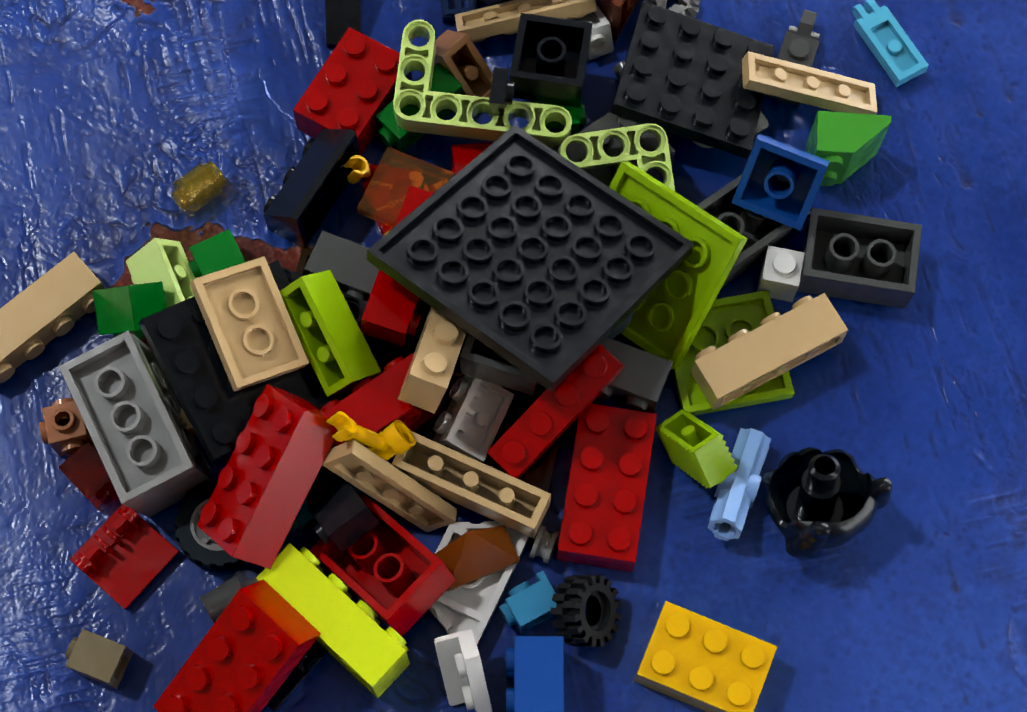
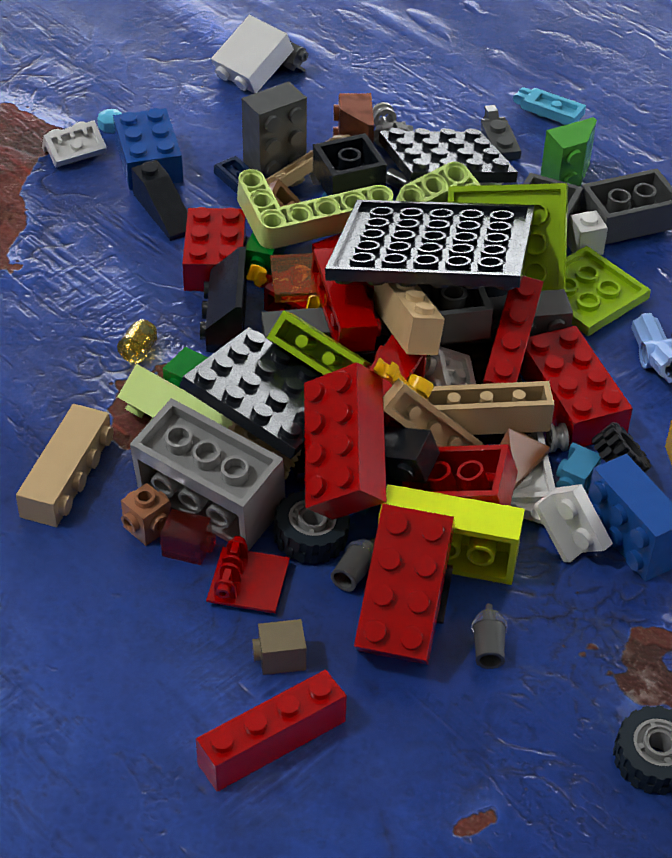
camera: 30 degrees left, 25 degrees down
(124, 306) = (141, 409): green brick -> none
(249, 323) = (263, 355): tan plate -> none
(501, 91) = (334, 183): black plate -> none
(696, 448) = (619, 333): lime brick -> none
(768, 350) = (616, 268): tan brick -> none
(780, 181) = (556, 161): blue brick -> none
(807, 85) = (510, 134): tan plate -> none

